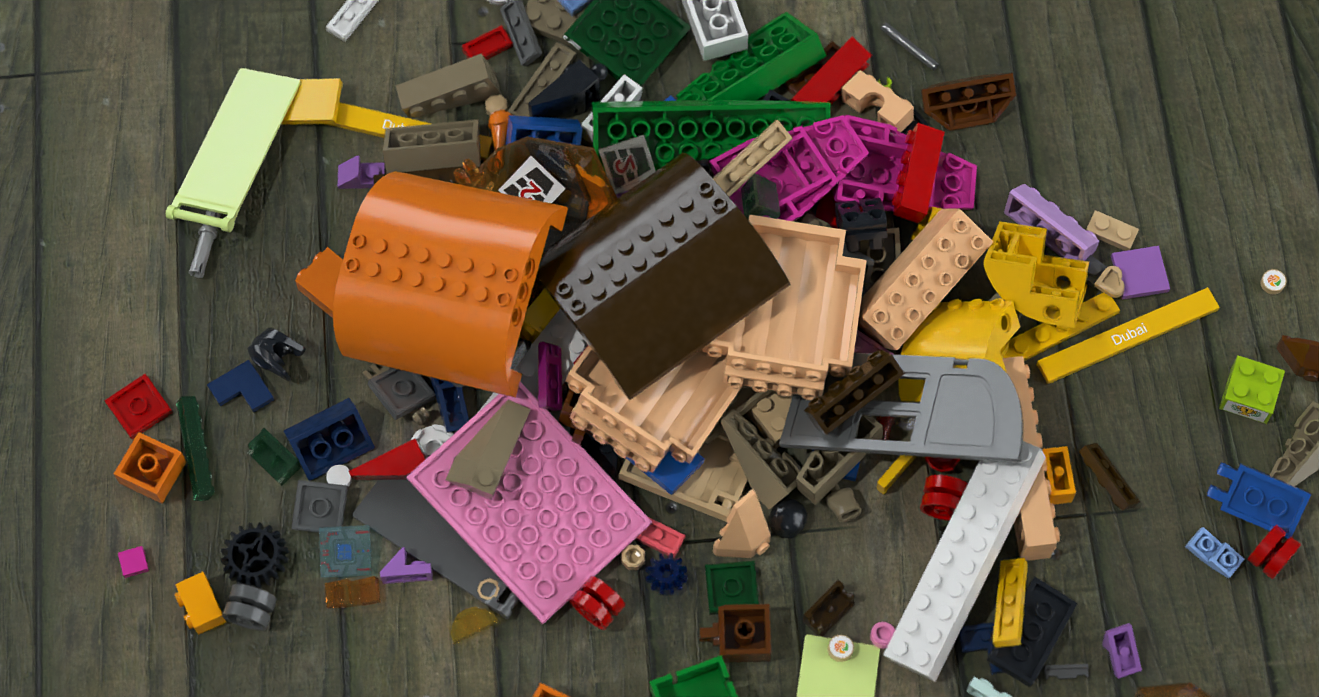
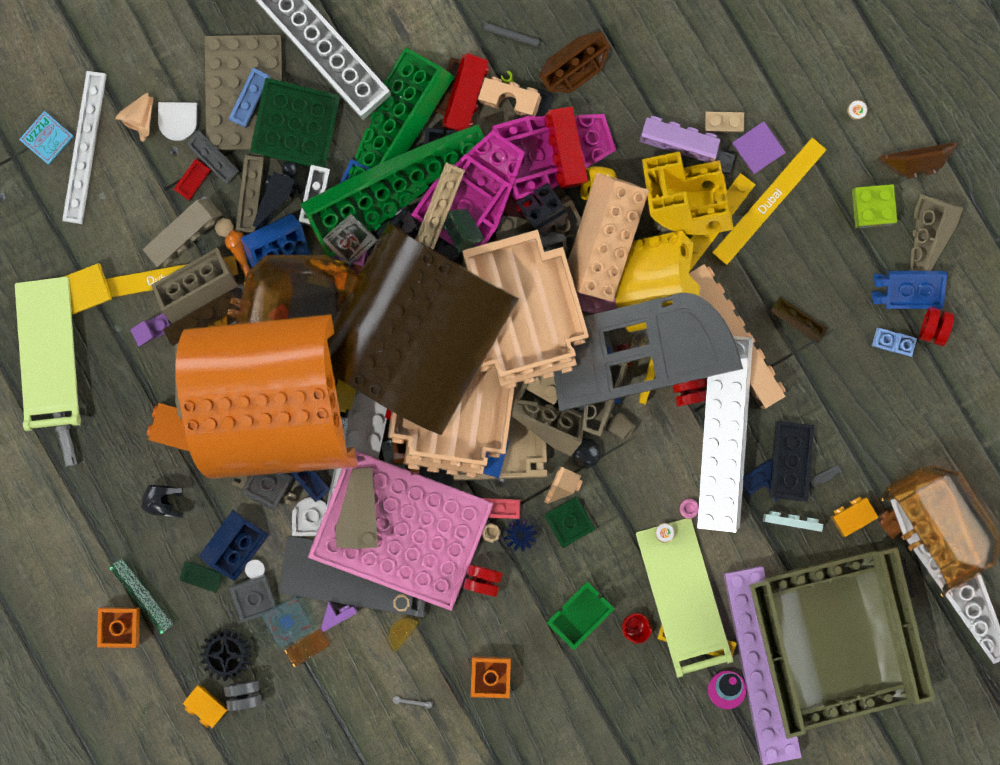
camera: 20 degrees left, 20 degrees up
(133, 561) = (142, 696): dark pink tile -> none
(138, 406) = (83, 582): red tile -> none
(242, 381) = (148, 529): dark blue tile -> none
(393, 464) = (294, 543): red slope -> none
(533, 183) = (287, 291): tile -> none
(550, 376) = (373, 436): magenta hinge -> none
(728, 636) = (589, 566): reddish brown hinge -> none
(828, 609) = (644, 508): dark brown hinge -> none
(854, 391) = (599, 356): dark brown brick -> none
(1010, 602) = (769, 449): yellow plate -> none
(1059, 475) = (763, 337): light orange brick -> none
(1111, 282) = (741, 167): tan tile -> none
(1122, 650) = (859, 447): medium lavender slope -> none

